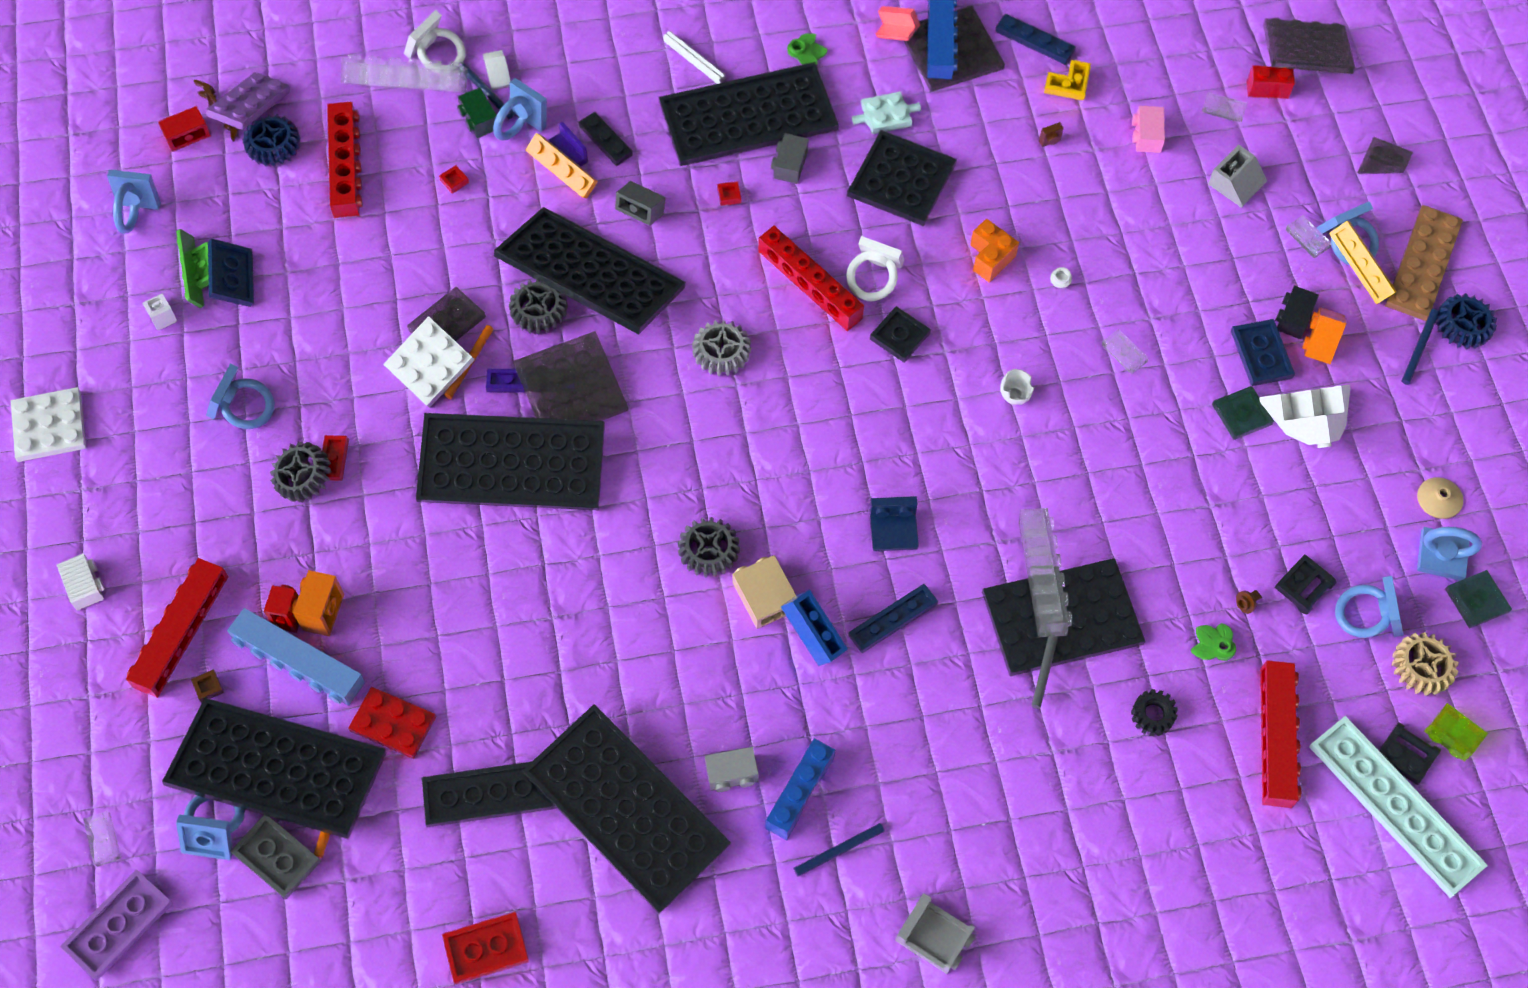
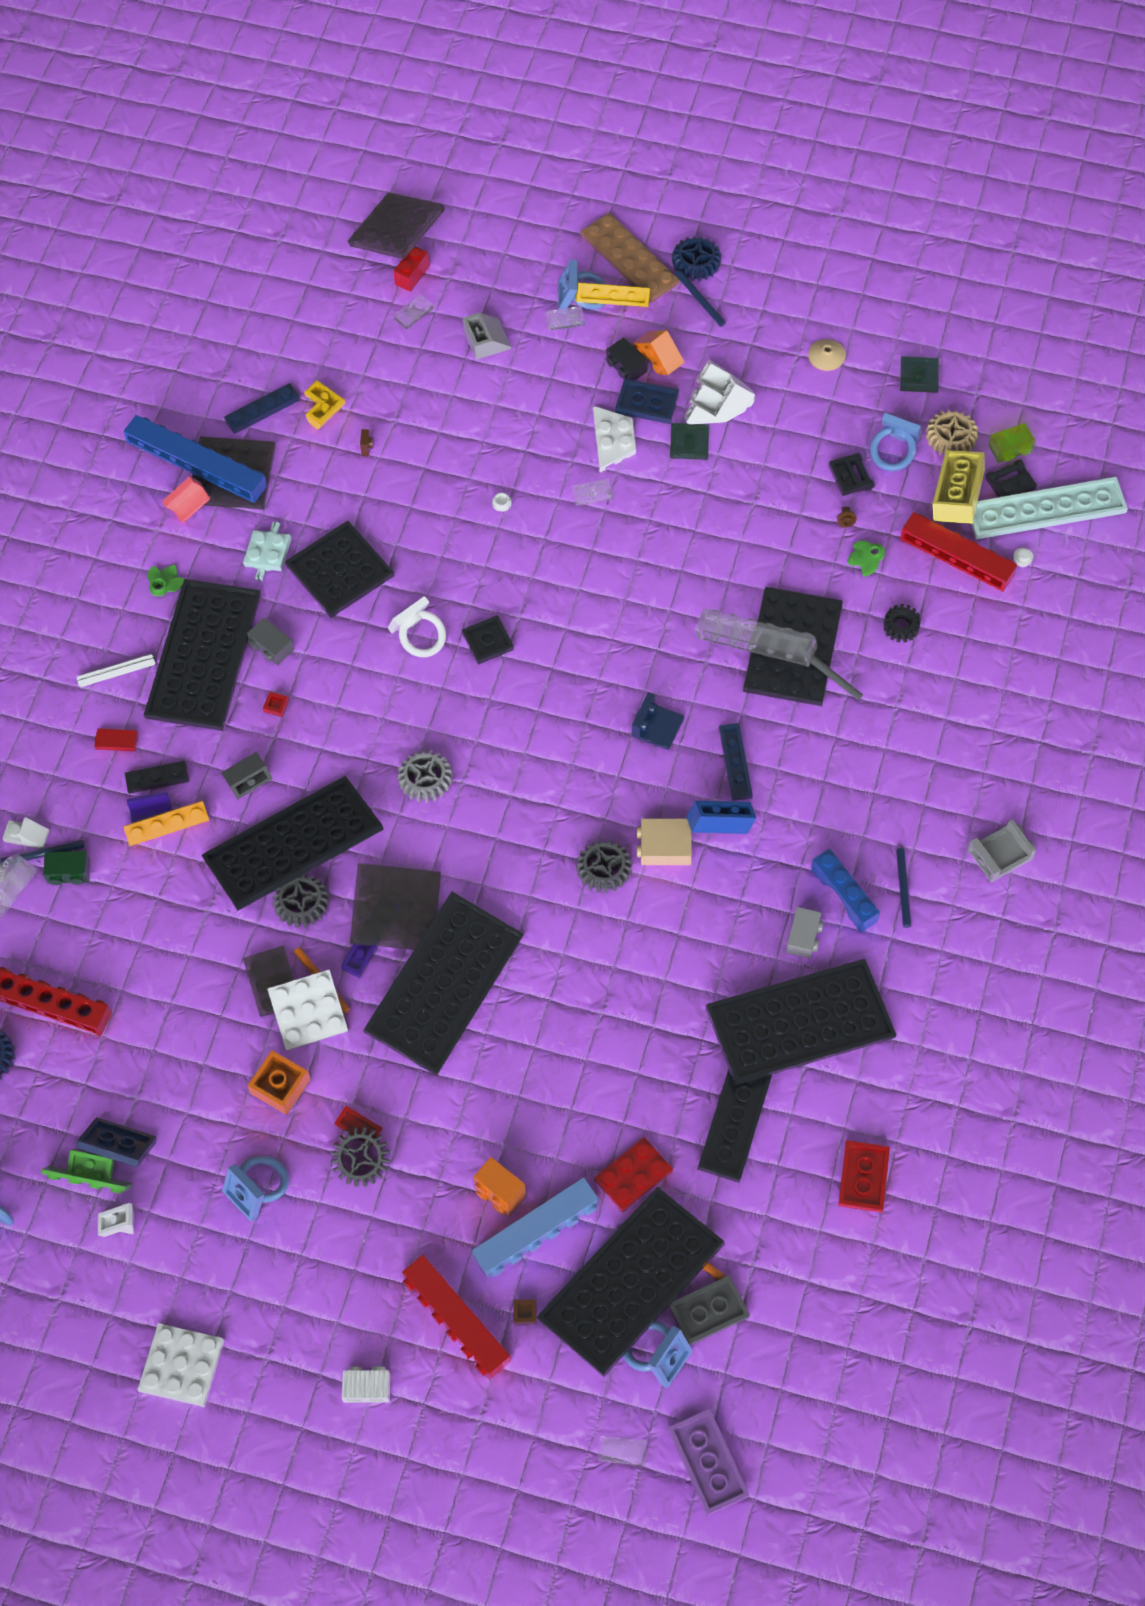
camera: 60 degrees left, 0 degrees up
(279, 608) = (489, 1216): red brick -> none
(344, 371) = (279, 1082): none -> orange brick
(454, 179) = (125, 916): red plate -> none
(525, 104) = (90, 822): medium blue tile -> none
(625, 90) = (116, 739): none -> red tile
(811, 278) = (397, 679): red brick -> none
(995, 249) = (449, 532): orange brick -> none
(1016, 387) = (585, 580): white hair -> none
(1149, 129) = (403, 372): bright pink brick -> none
(1200, 342) = (613, 437): none -> white wing
(1318, 806) = (1023, 557): none -> white plate
(1355, 696) = (959, 486): none -> light yellow brick
(1384, 158) = (525, 232): clear smoke wing -> none
(1446, 551) = (872, 374): medium blue tile -> none

